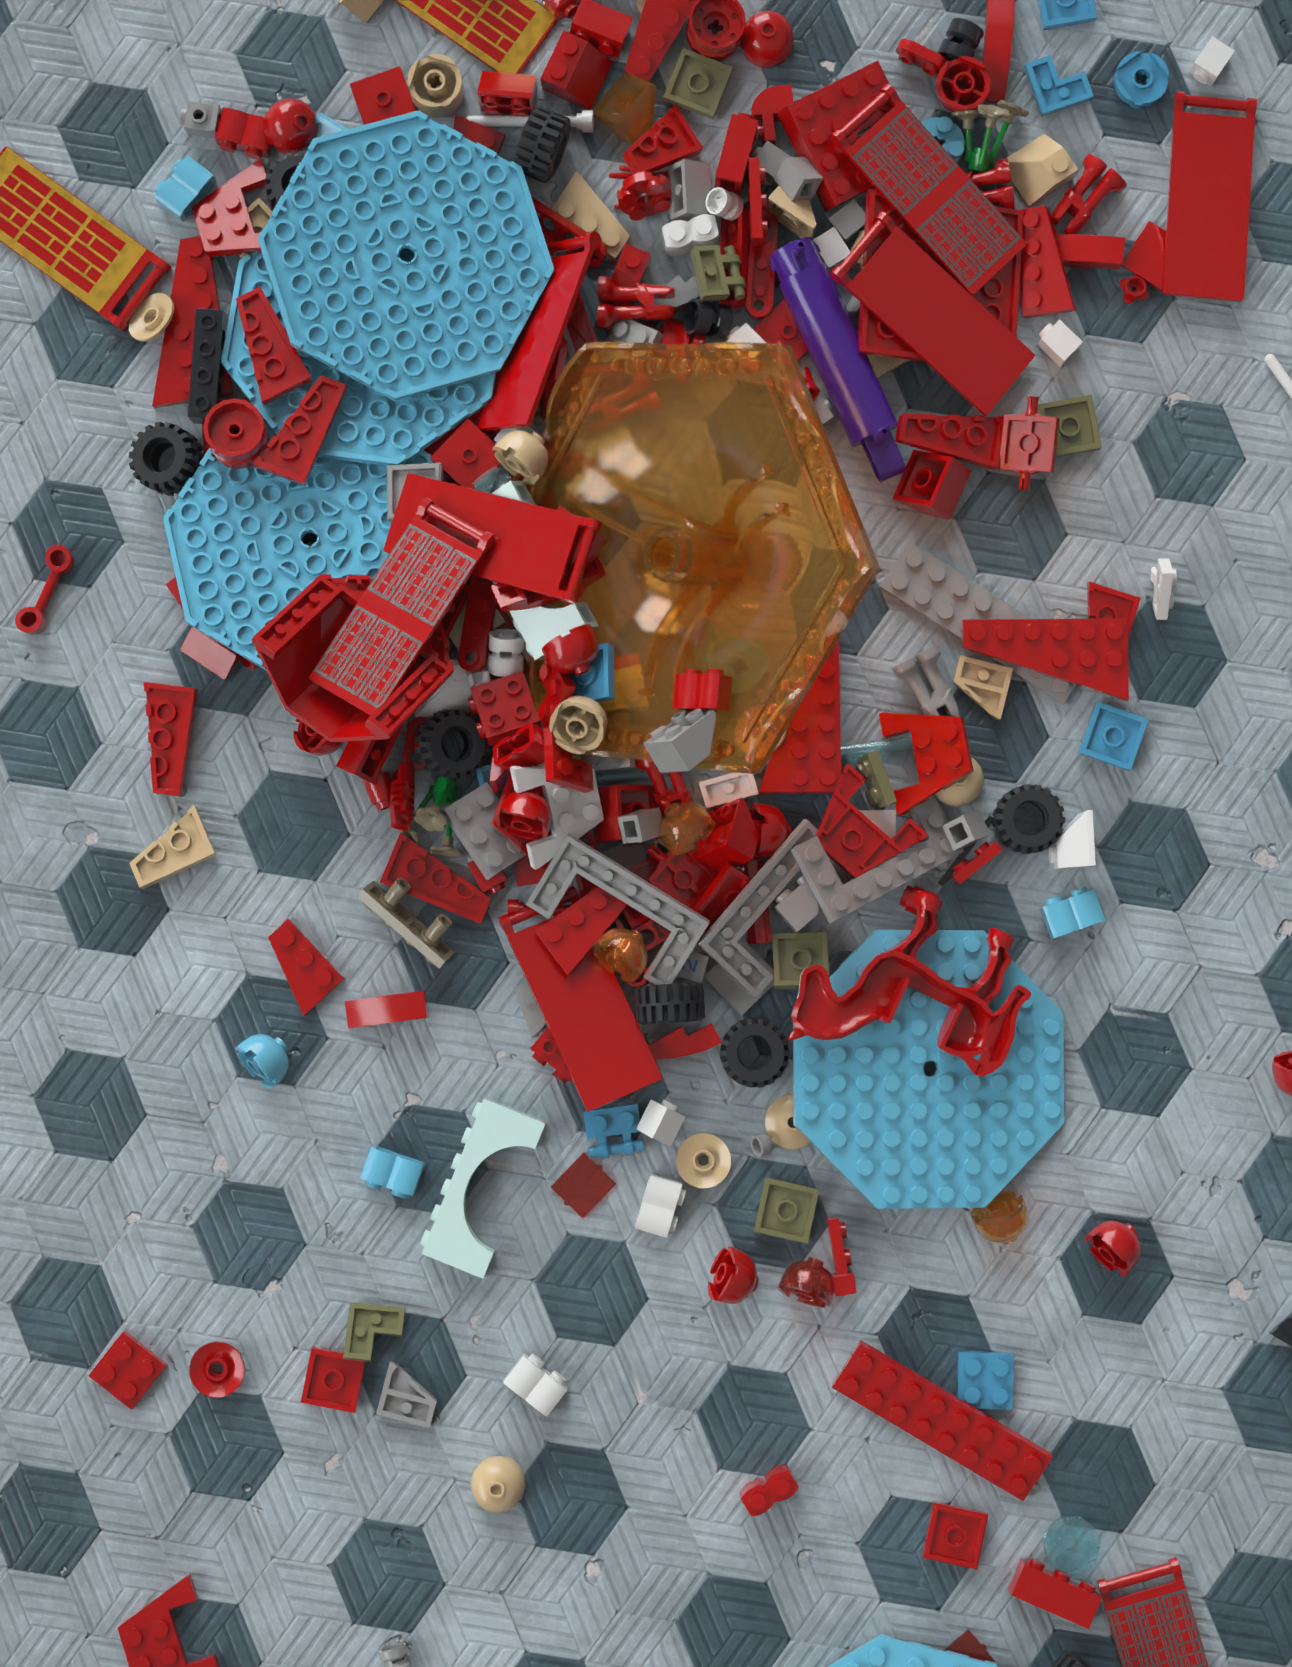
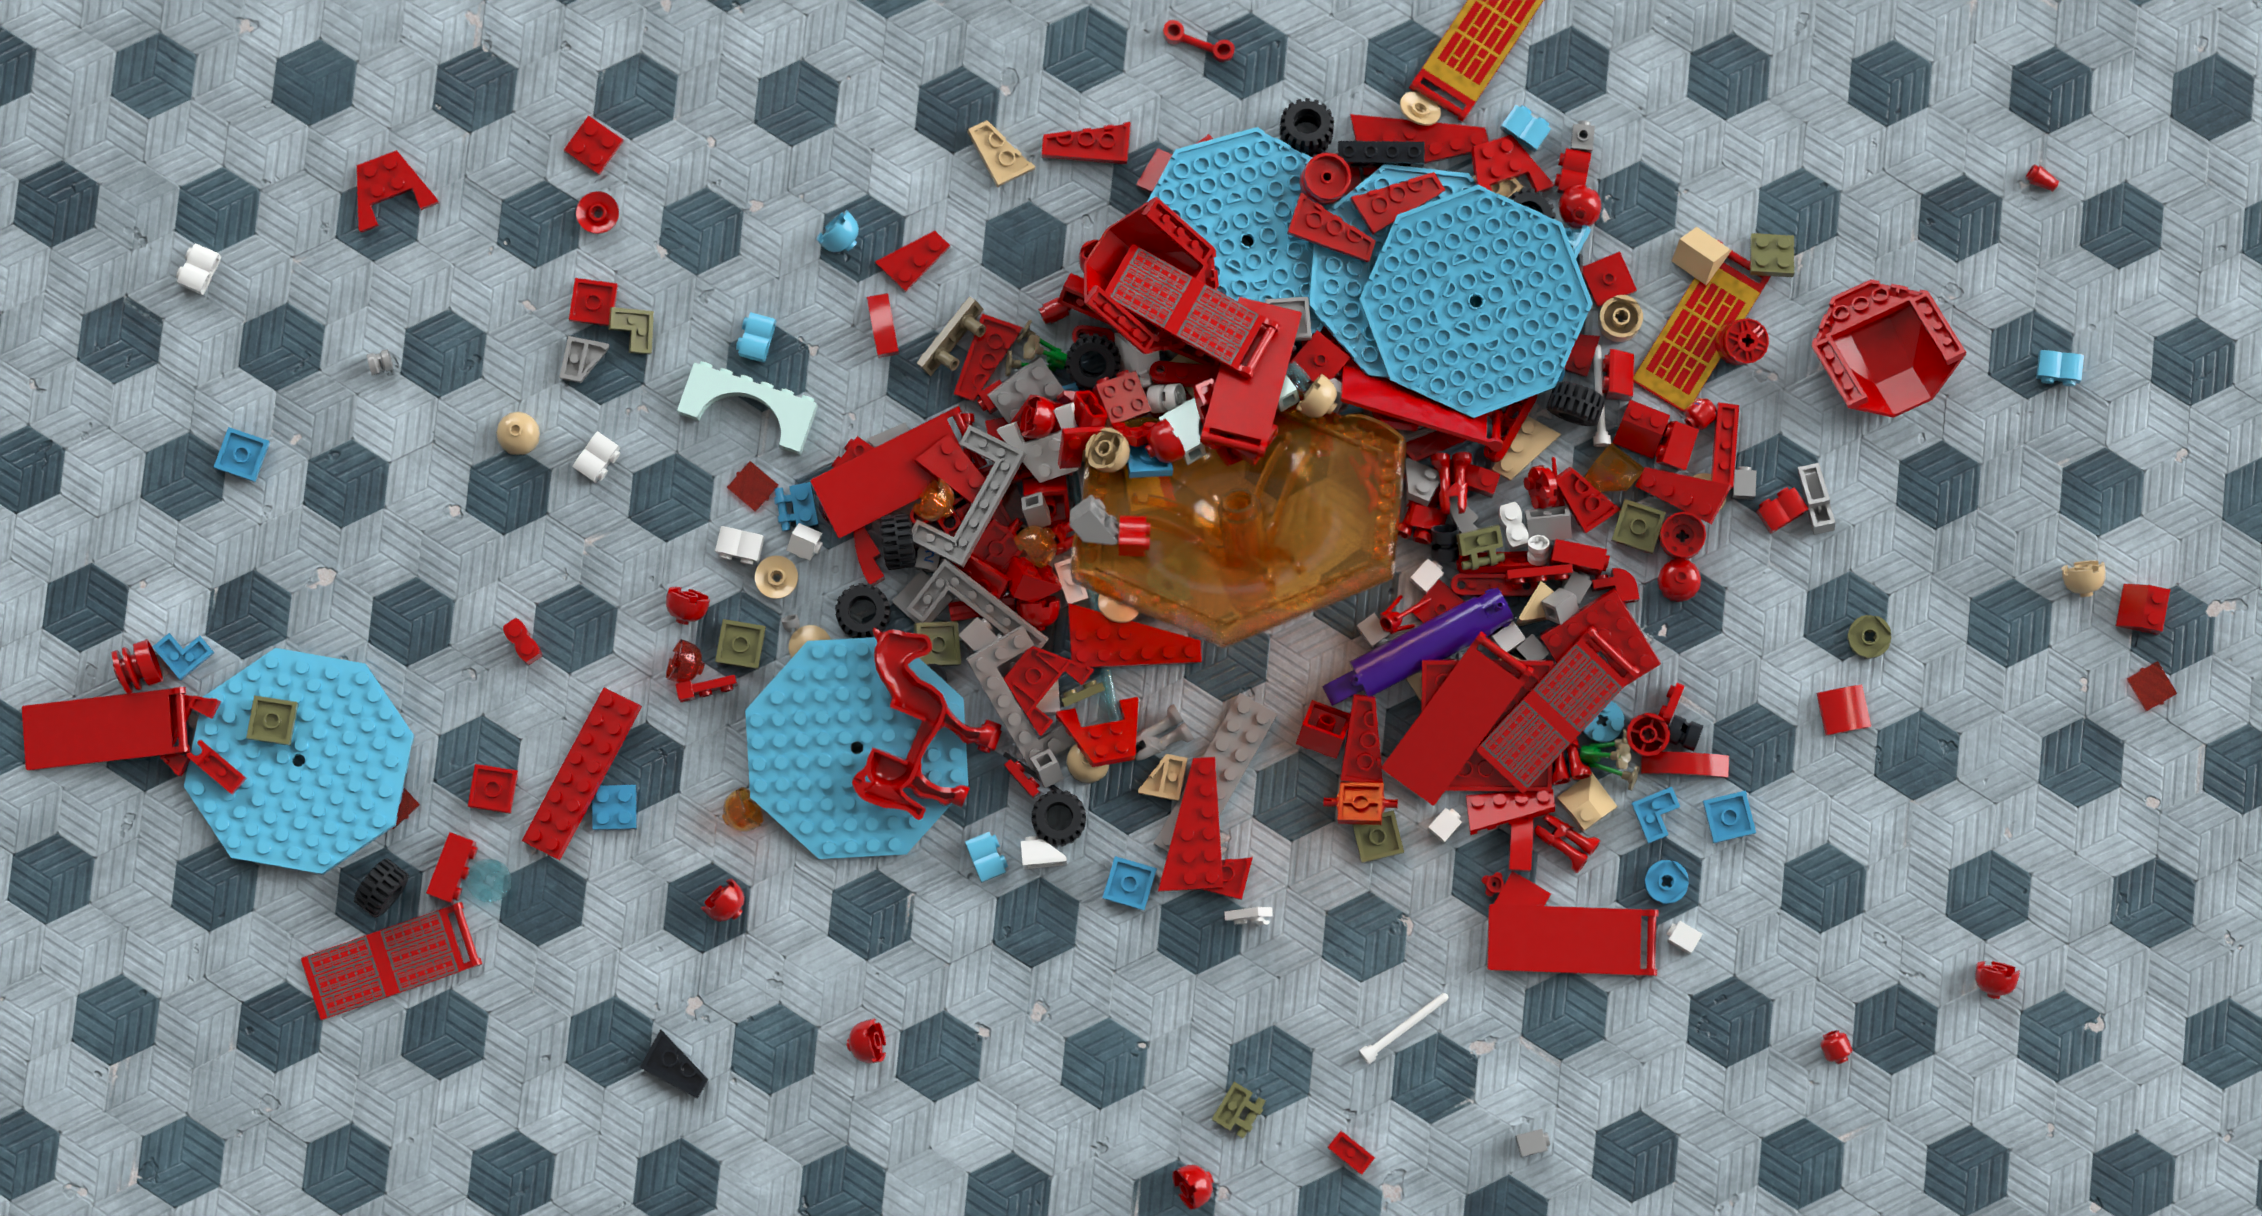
camera: 85 degrees right, 5 degrees down
(402, 797) = (1049, 326): red hinge -> none

